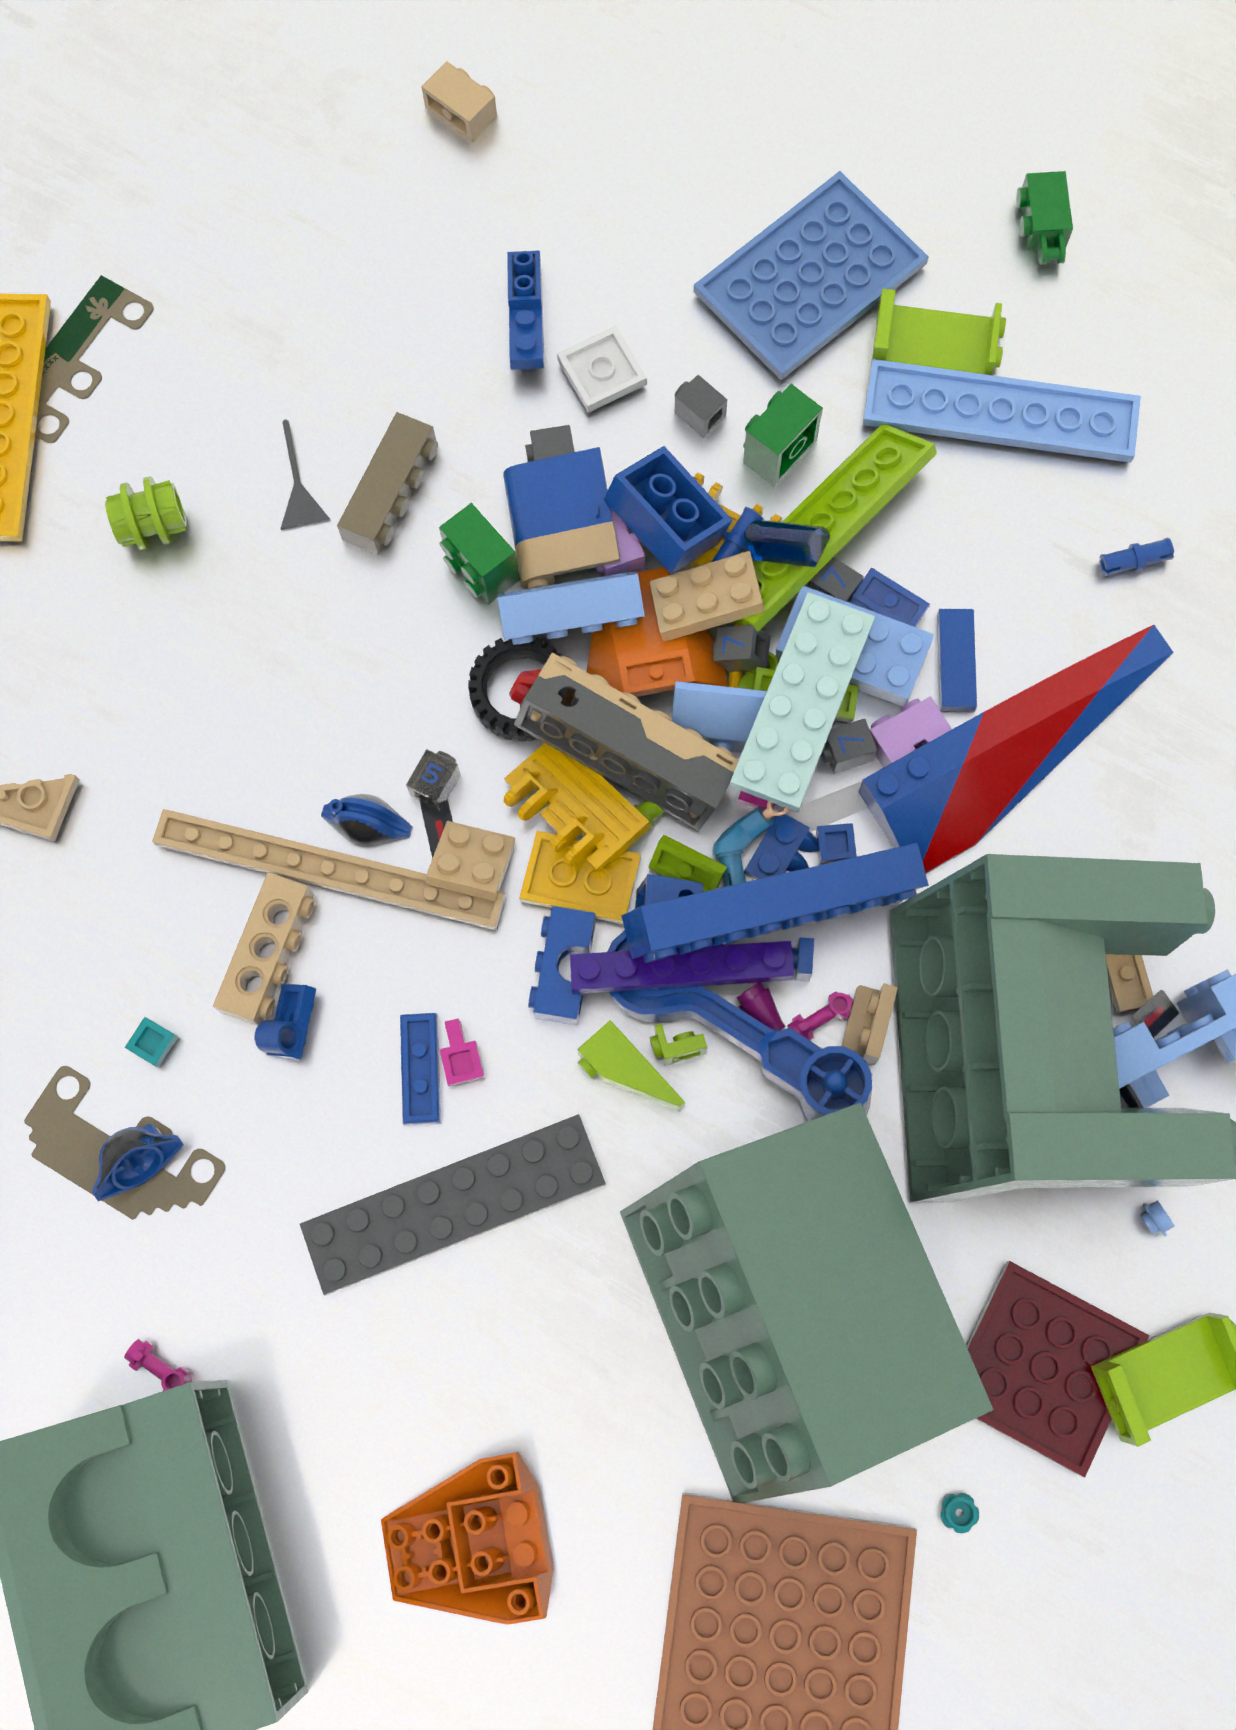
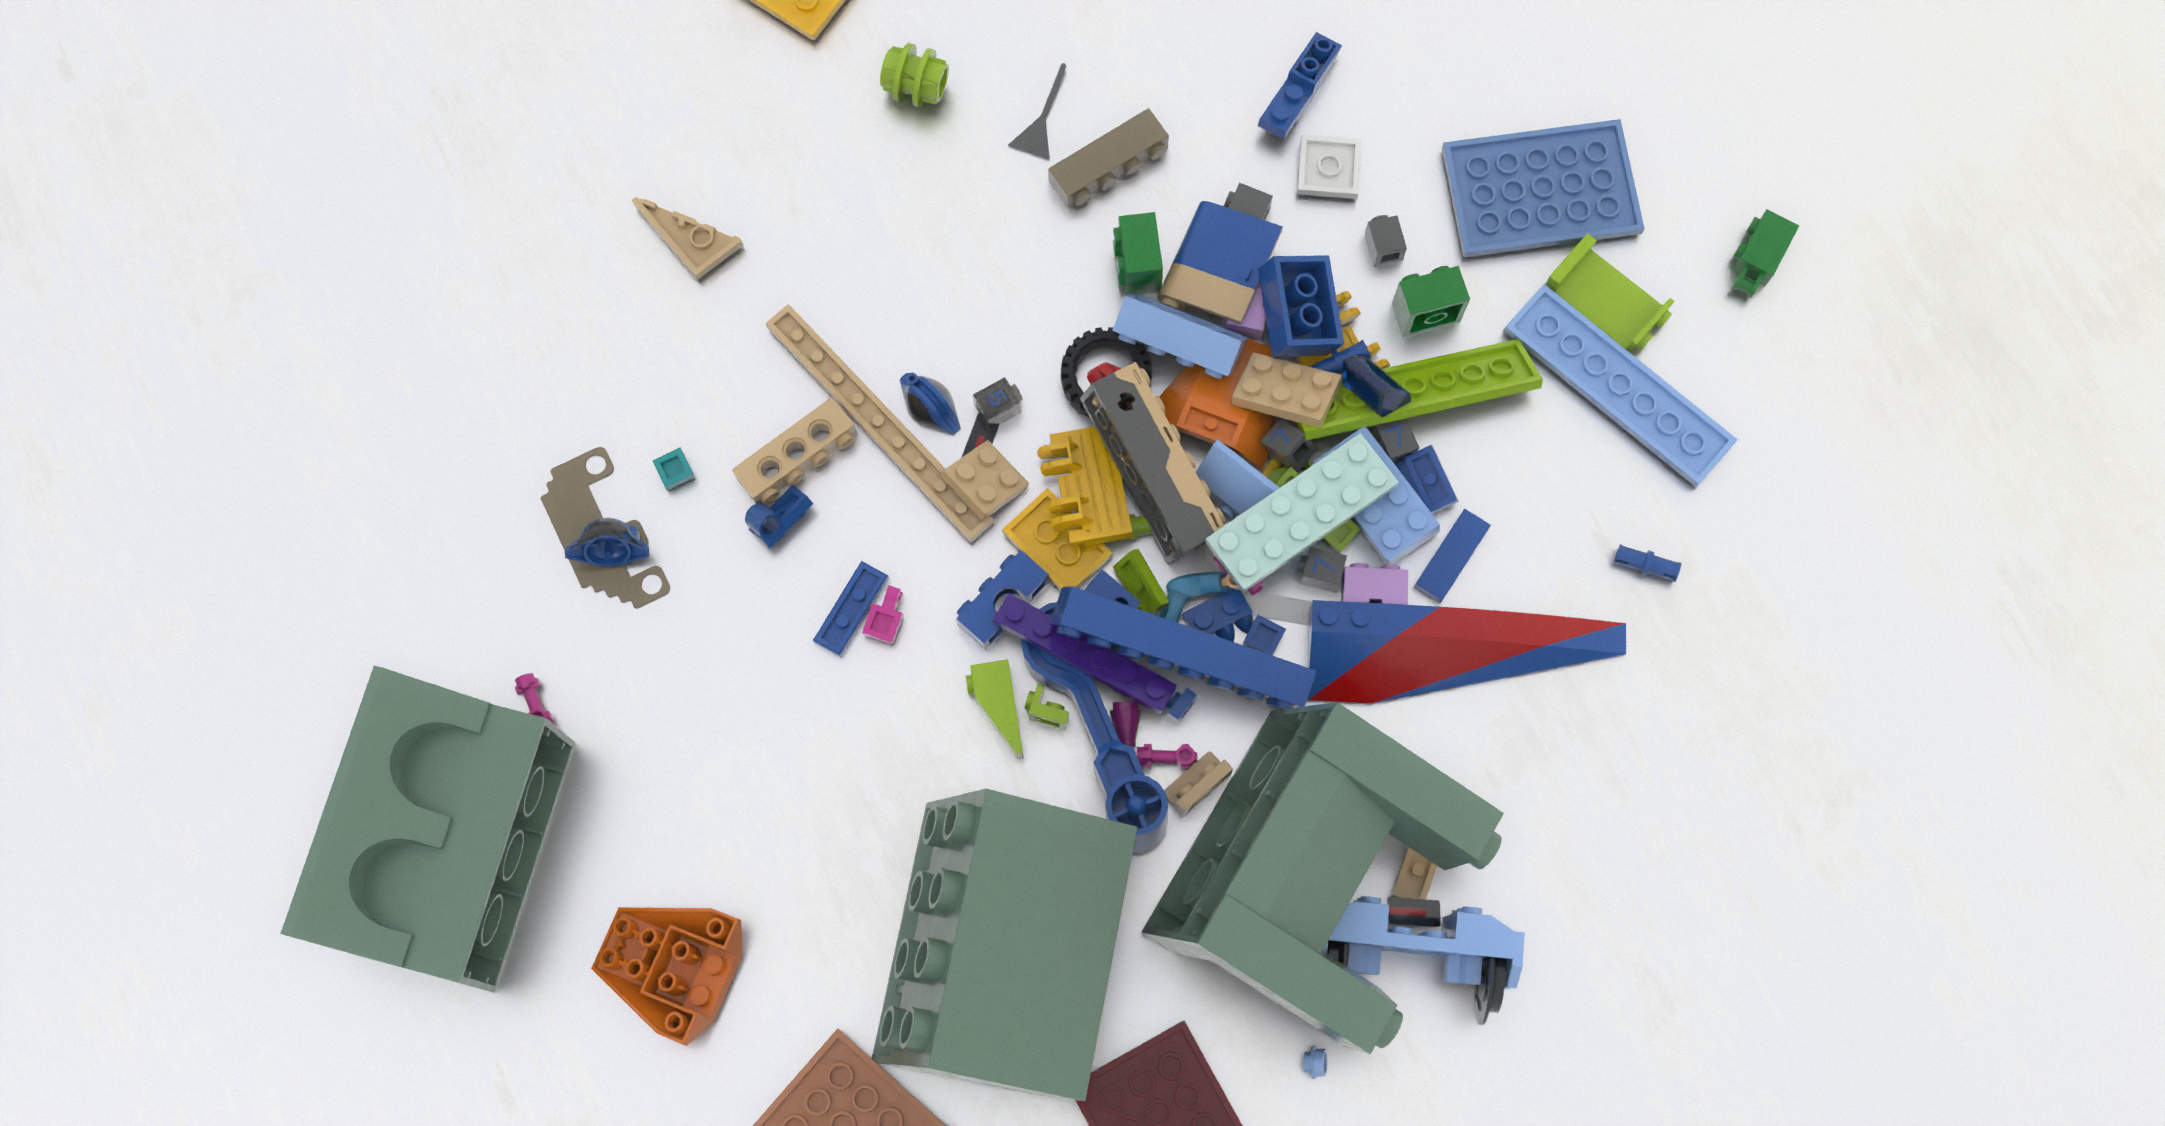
camera: 30 degrees right, 0 degrees up
(451, 1204) = (811, 721): dark grey plate -> none

